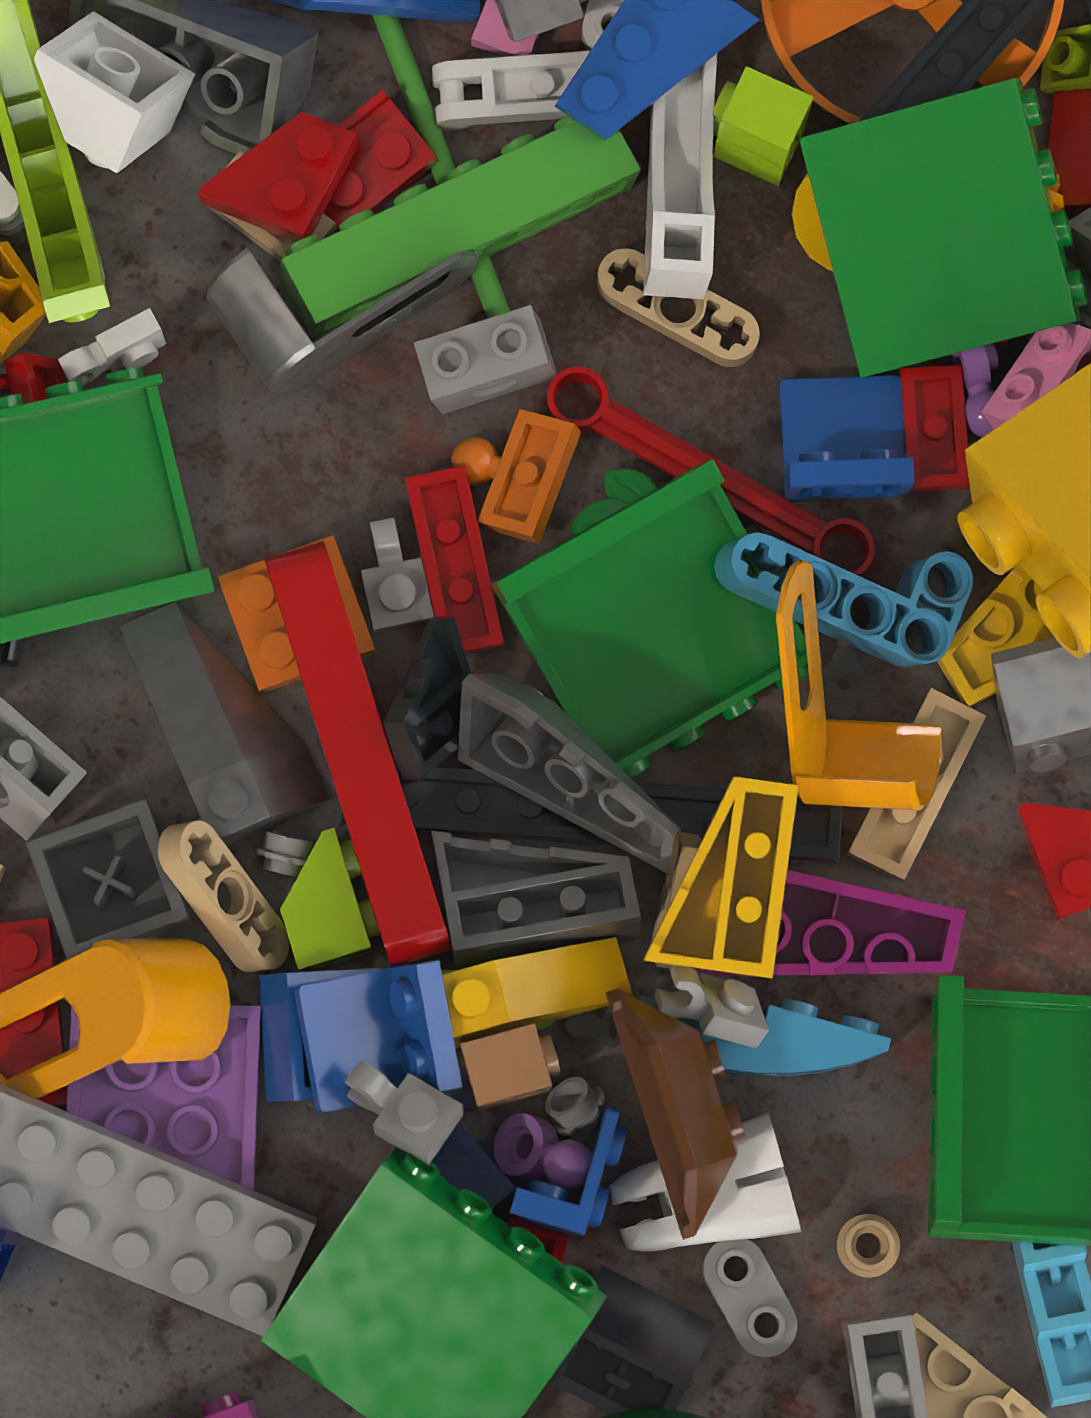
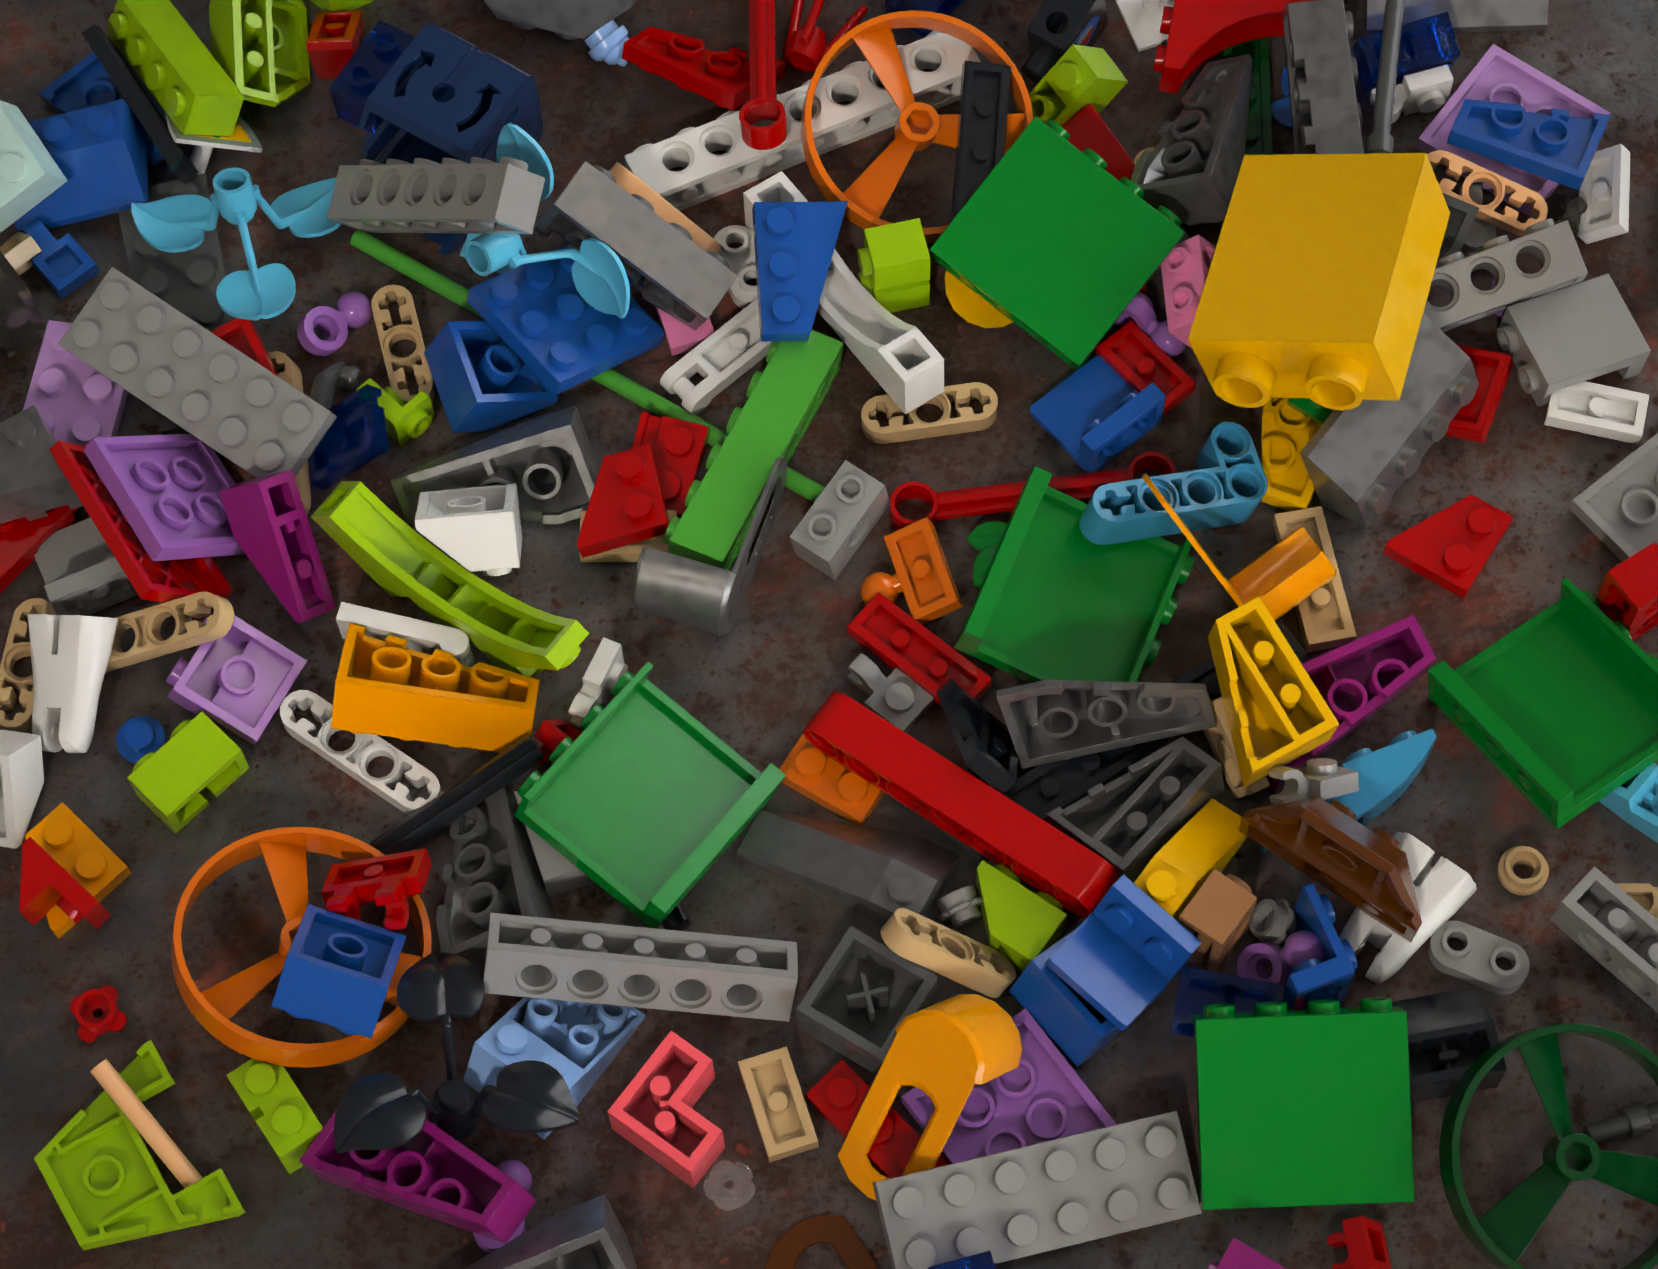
camera: 30 degrees left, 15 degrees down
(410, 1116) = (1186, 983): light grey plate -> none

